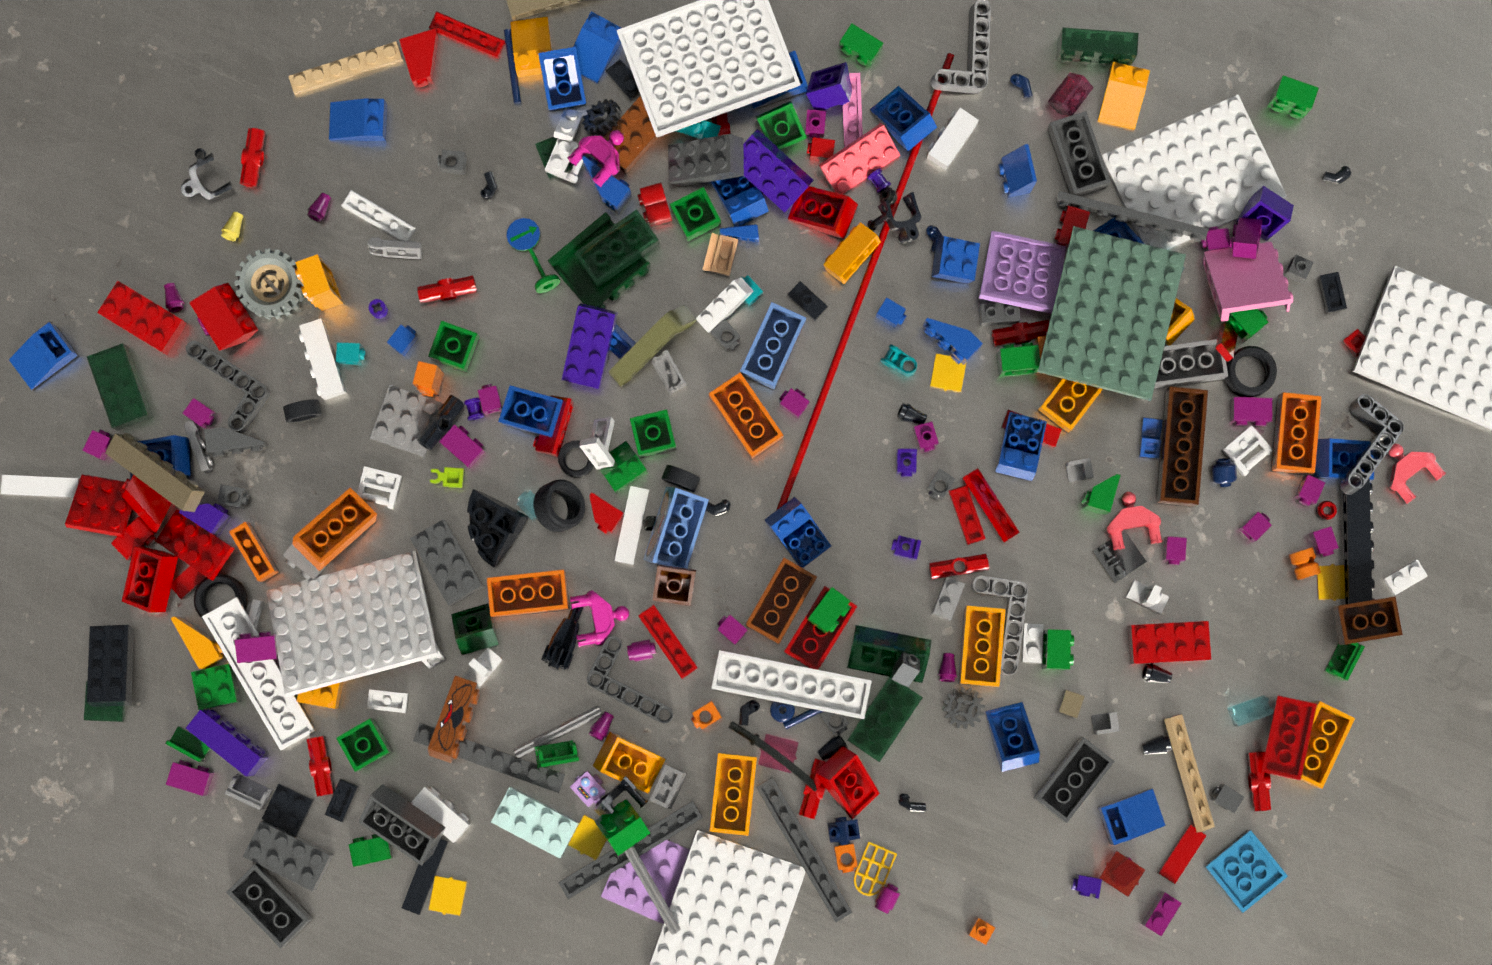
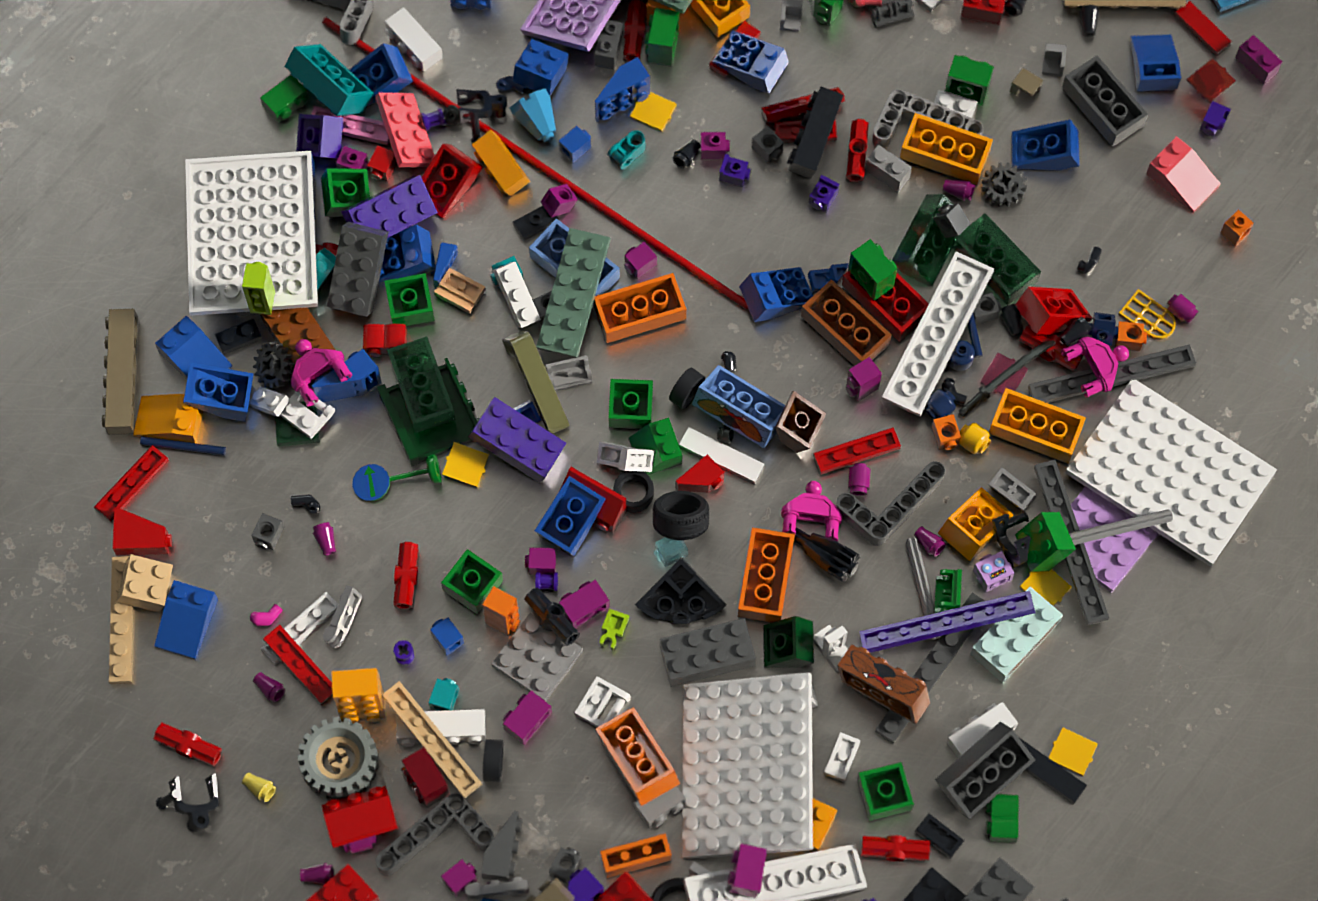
camera: 75 degrees left, 15 degrees down
(271, 359) = (426, 778): none -> dark red brick
(302, 355) = (432, 739): none -> tan plate
(343, 226) = (299, 664): none -> red plate
(350, 428) = (526, 717): none -> magenta brick
(376, 76) = (144, 583): none -> tan brick
(377, 184) = (266, 618): none -> dark pink arm
(461, 211) = (325, 538): none -> magenta cone
(525, 760) = (947, 622): none -> plate
(561, 308) = (465, 464): none -> yellow piece
(644, 81) = (258, 288): none -> lime brick
(707, 741) = (974, 438): none -> yellow head
(729, 704) = (940, 404): none -> dark blue head
(738, 353) = (573, 293): none -> sand green plate
(808, 837) = (1101, 360): none -> dark pink connector
(823, 312) = (559, 200): none -> magenta brick
(826, 572) = (821, 277): none -> blue slope
(830, 806) = (1076, 330): none -> black cone
(884, 77) = (328, 80): none -> teal brick
(906, 270) = (536, 115): none -> dark azure cone
(957, 523) = (815, 132): none -> black brick
(1021, 870) = (1183, 174): none -> slope

